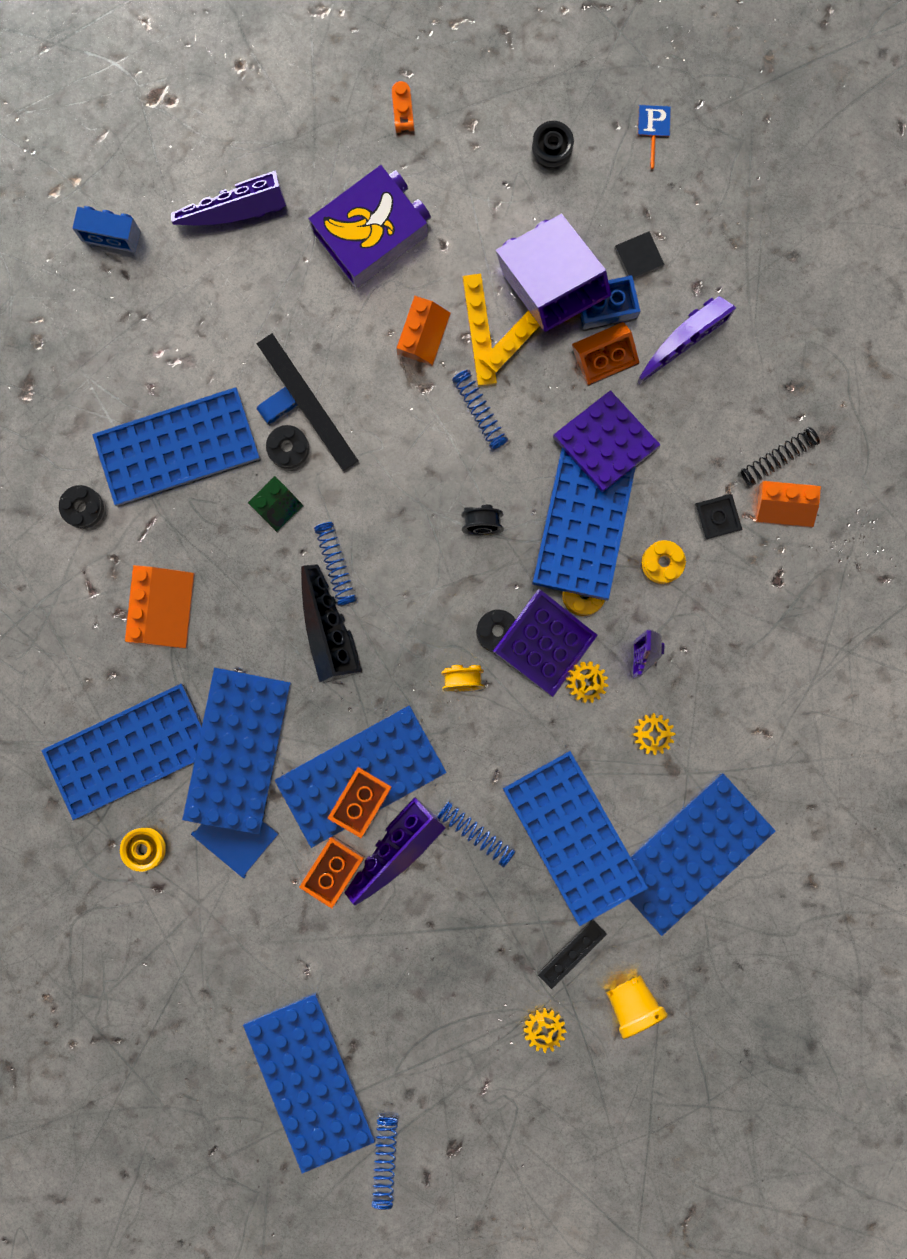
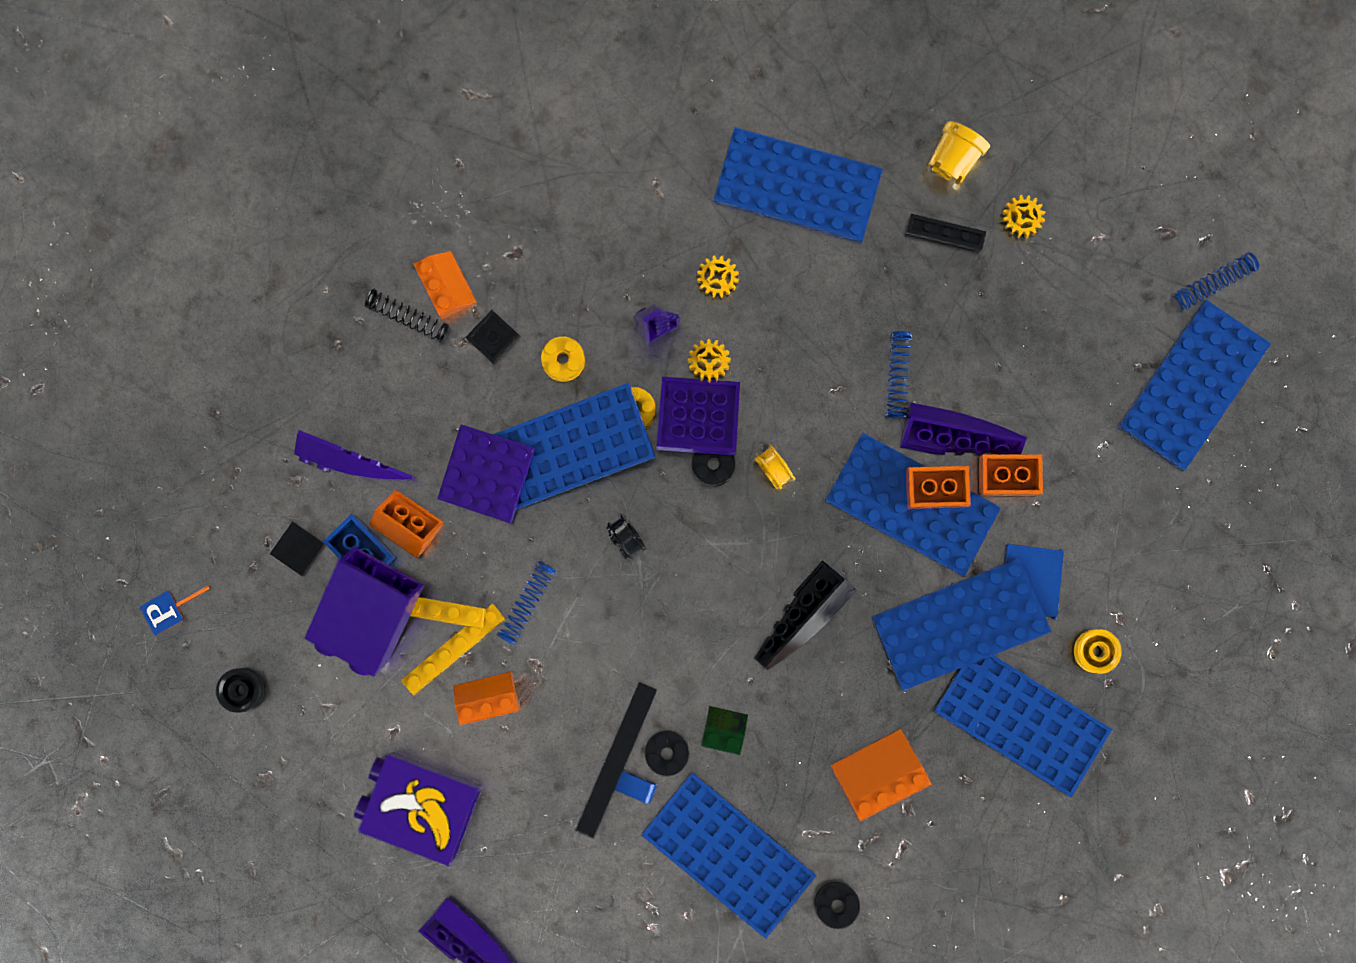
camera: 125 degrees left, 0 degrees up
(347, 599) = (724, 678): blue piece -> none
(402, 106) = (286, 851): orange plate -> none
(575, 838) = (848, 288): blue plate -> none

